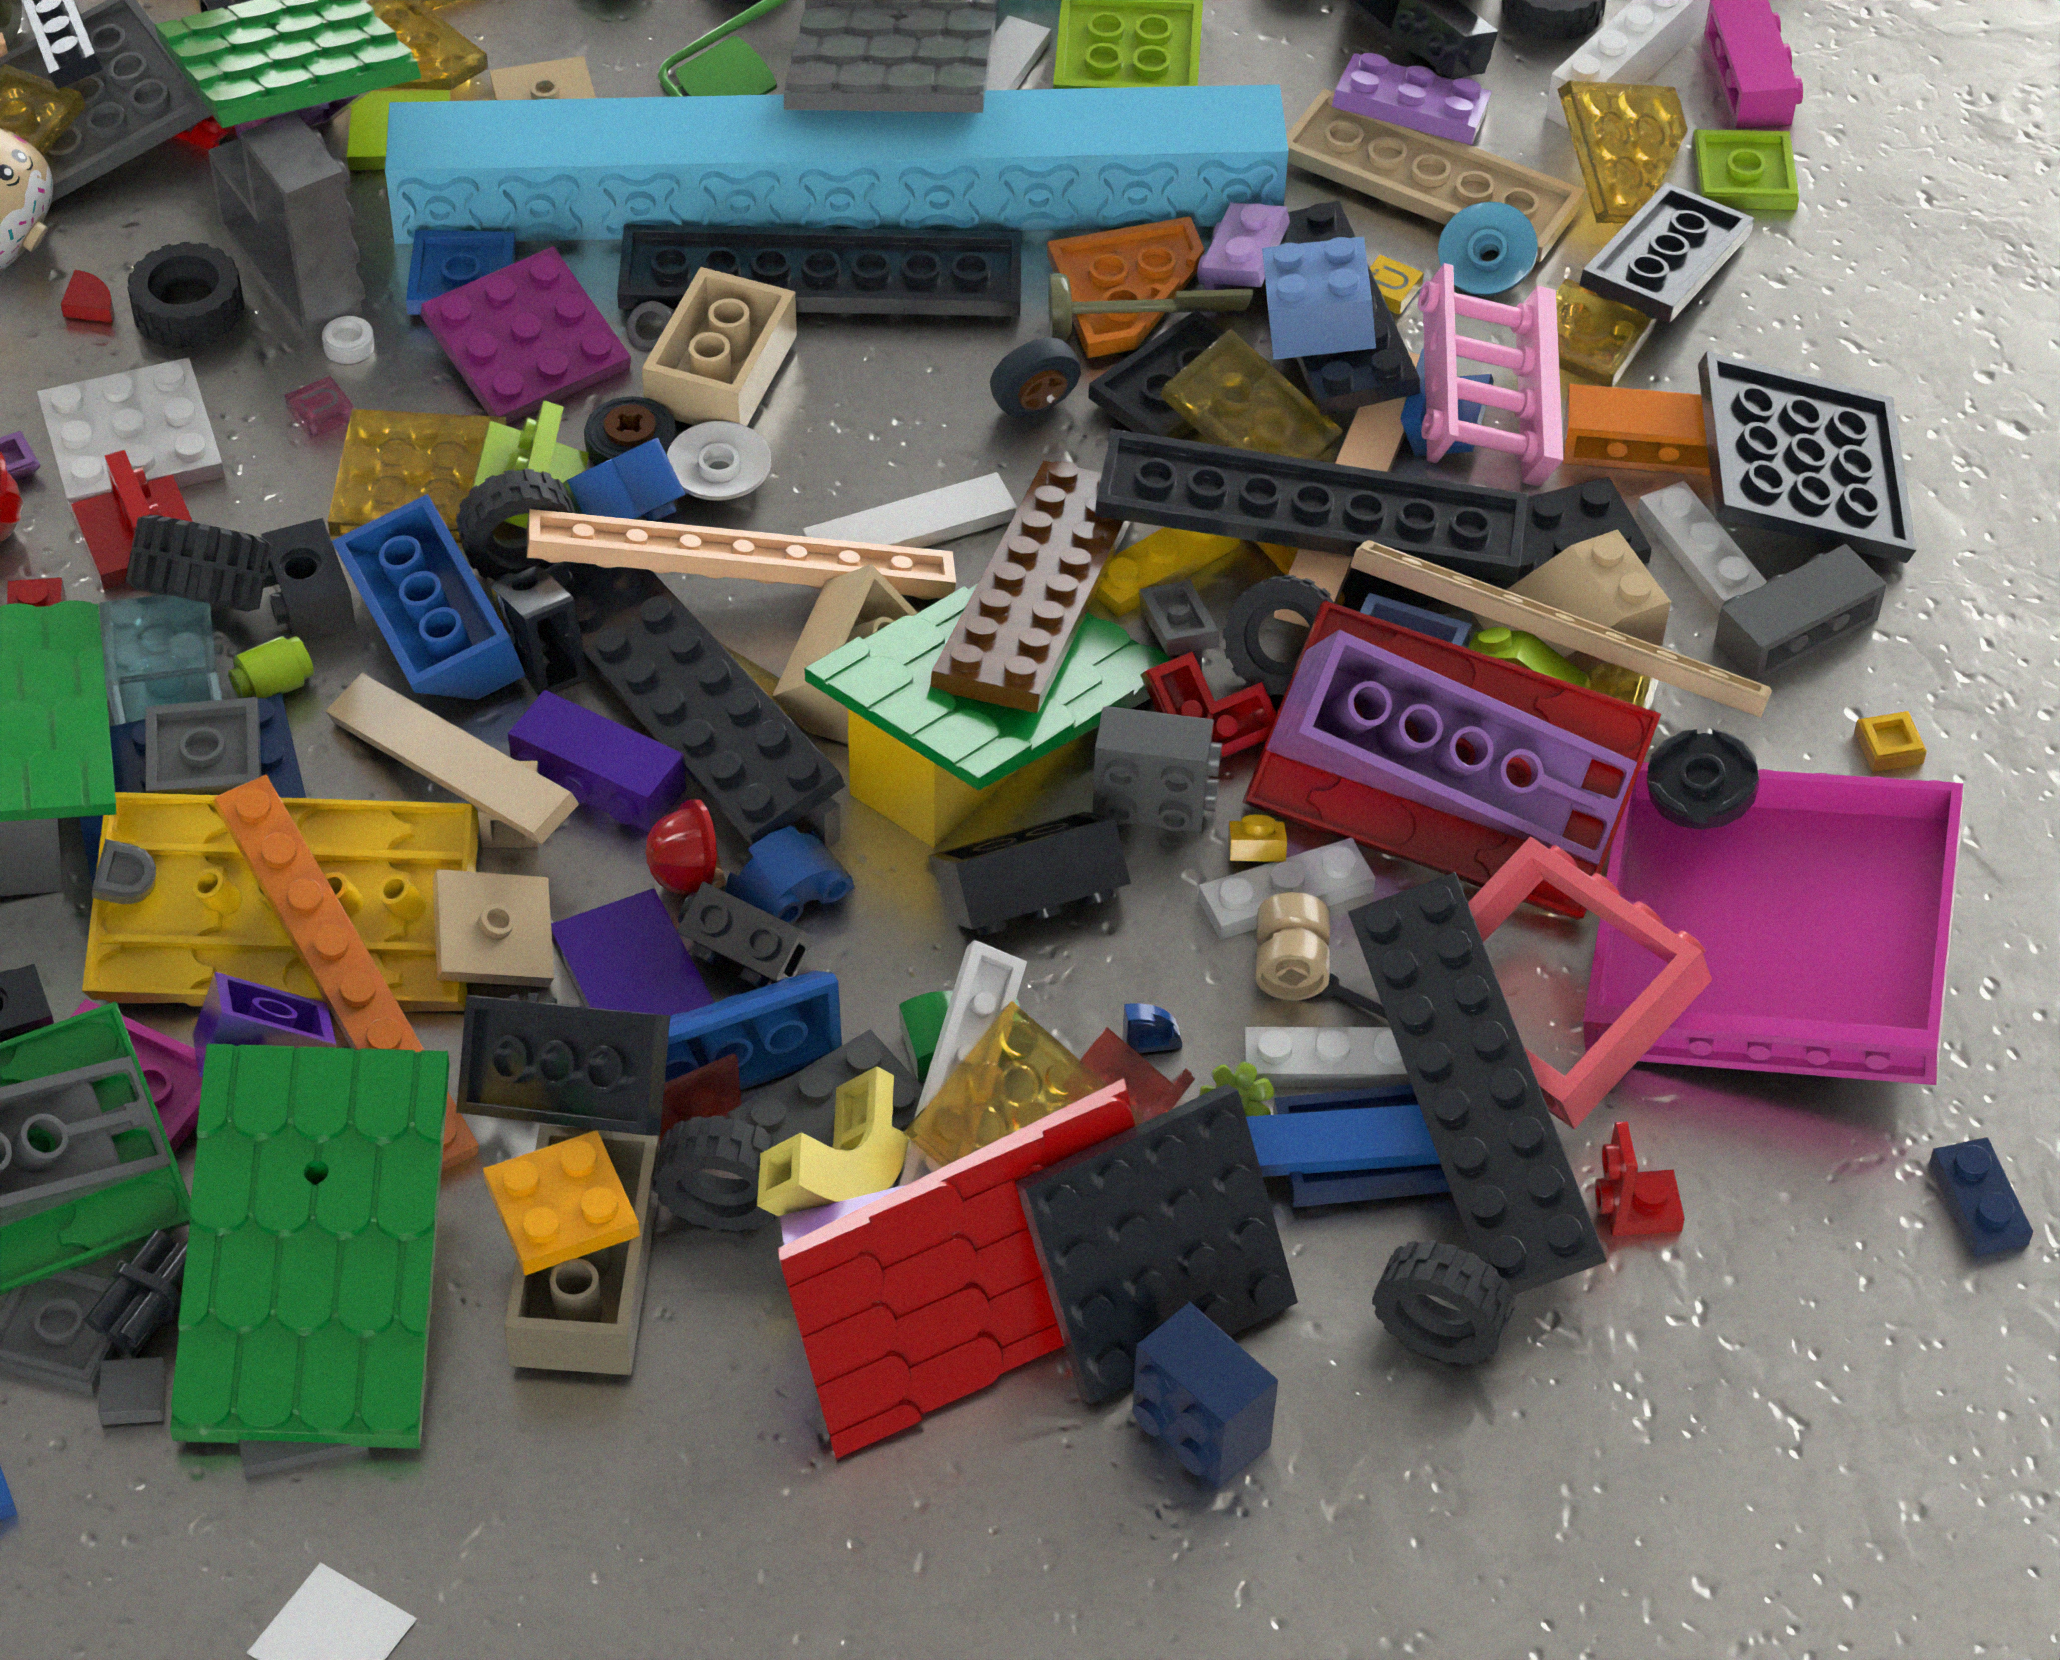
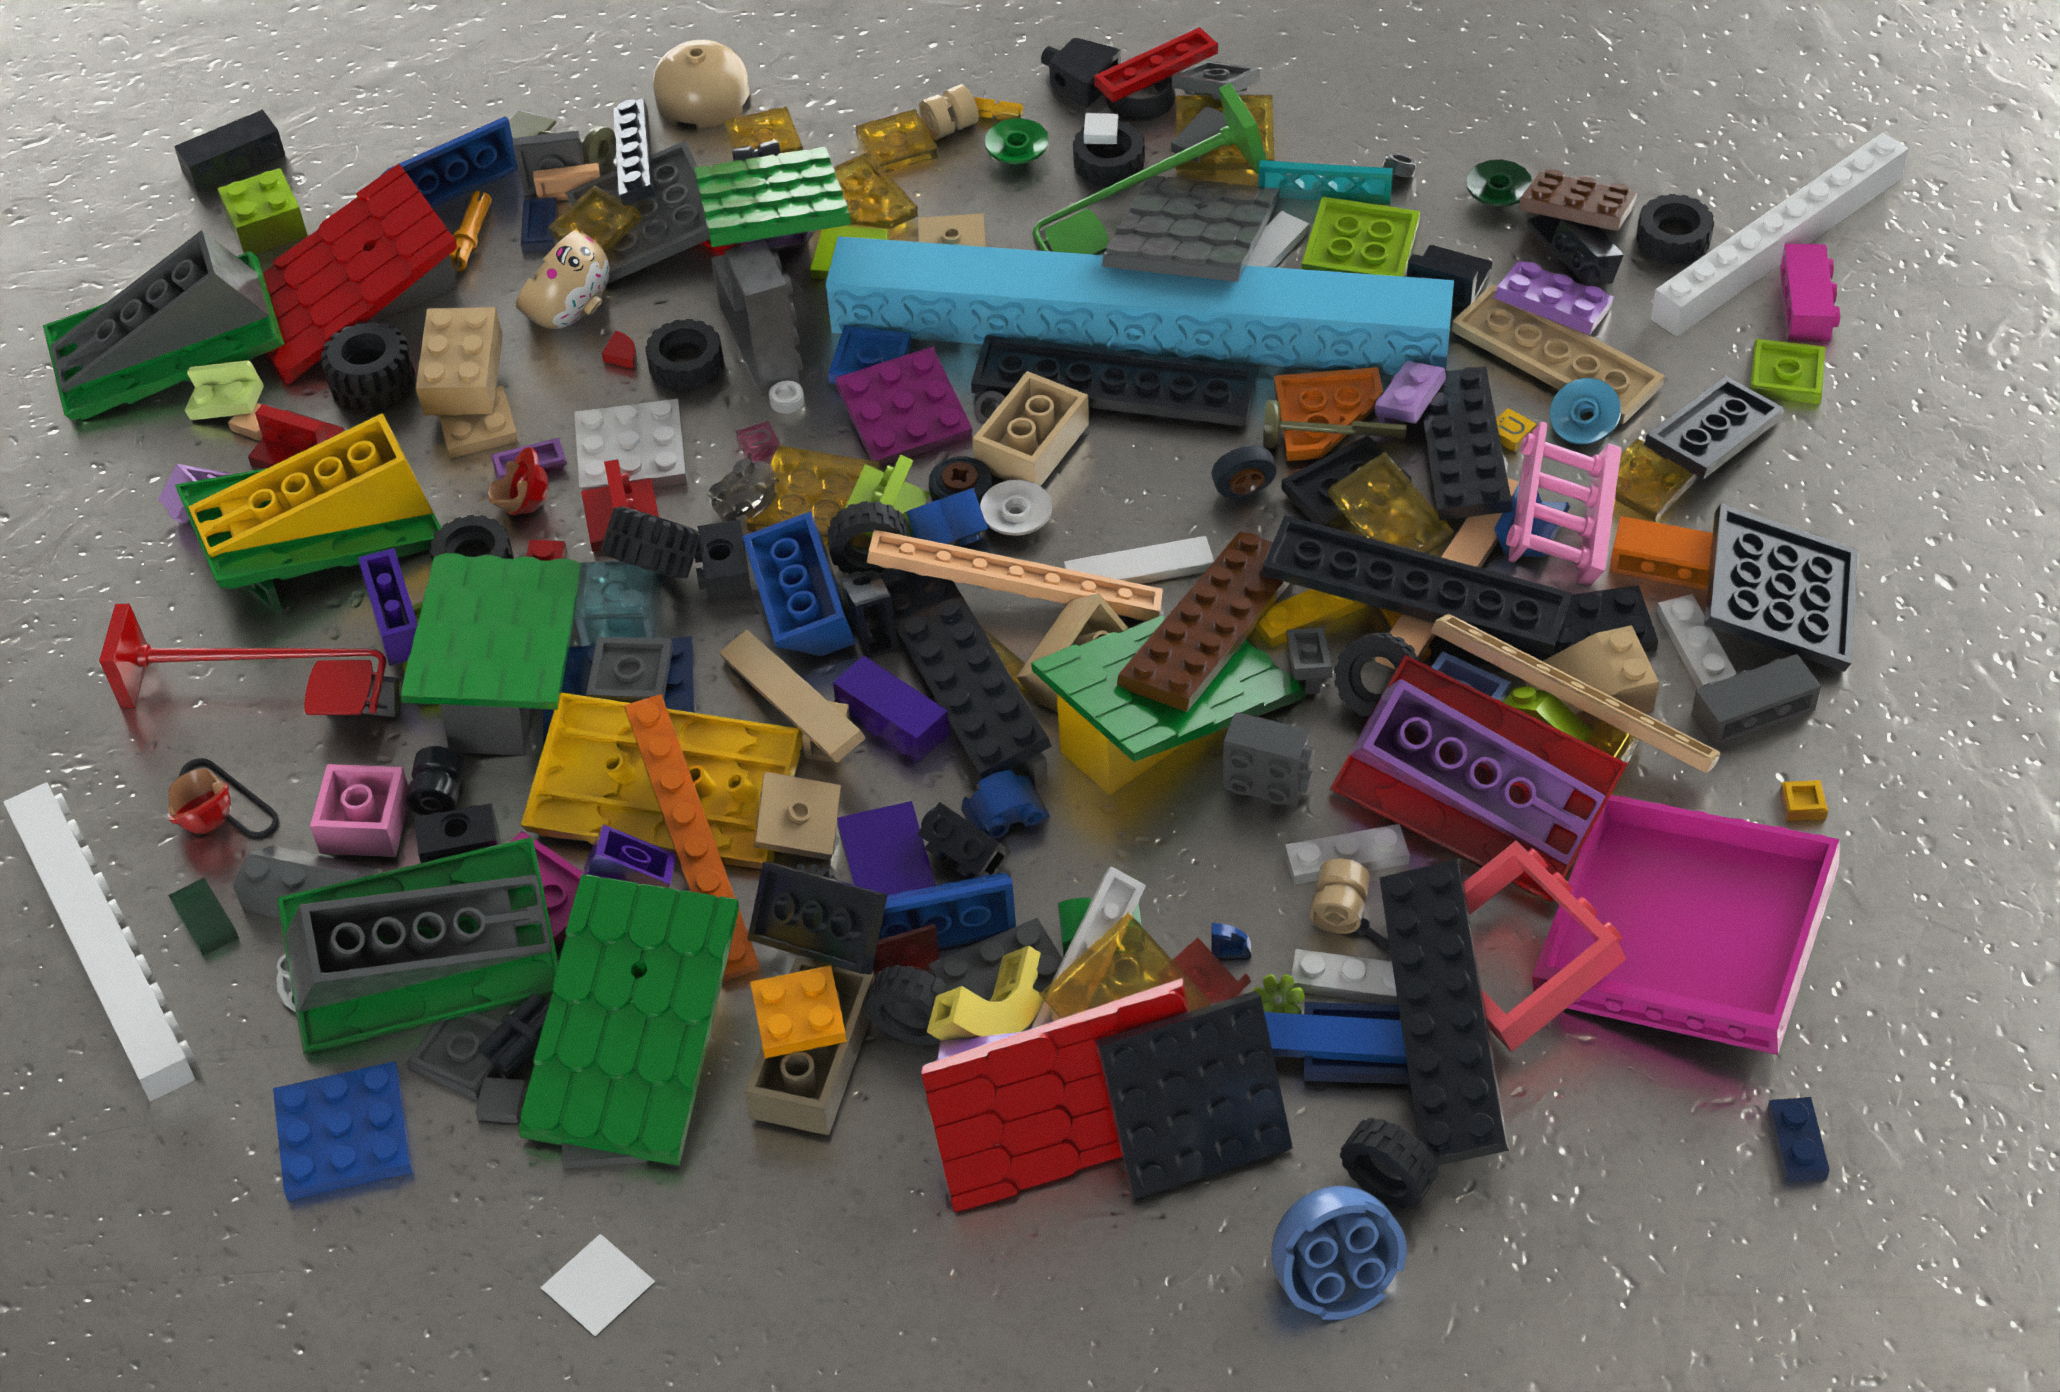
camera: 15 degrees right, 0 degrees up
(124, 874) = (560, 749): dark grey tile -> none
(271, 668) = (688, 619): lime brick -> none
(317, 477) = (744, 490): none -> clear smoke plate
(684, 850) = (936, 778): red piece -> none
(1032, 871) = (1170, 821): black slope -> none
(1203, 1395) = (1208, 1205): dark blue brick -> none
(1238, 719) = (1328, 732): red brick -> none
(1257, 839) = (1332, 817): yellow plate -> none
(1265, 67) = (1441, 263): none -> black bracket
(1319, 297) = (1449, 436): medium blue brick -> none
(1394, 1404) = (1331, 1231): none -> medium blue cylinder
(1622, 142) = (1698, 343): clear yellow plate -> none
(1634, 1199) = (1546, 1108): red bracket -> none
(1702, 779) = (1653, 813): black tile -> none

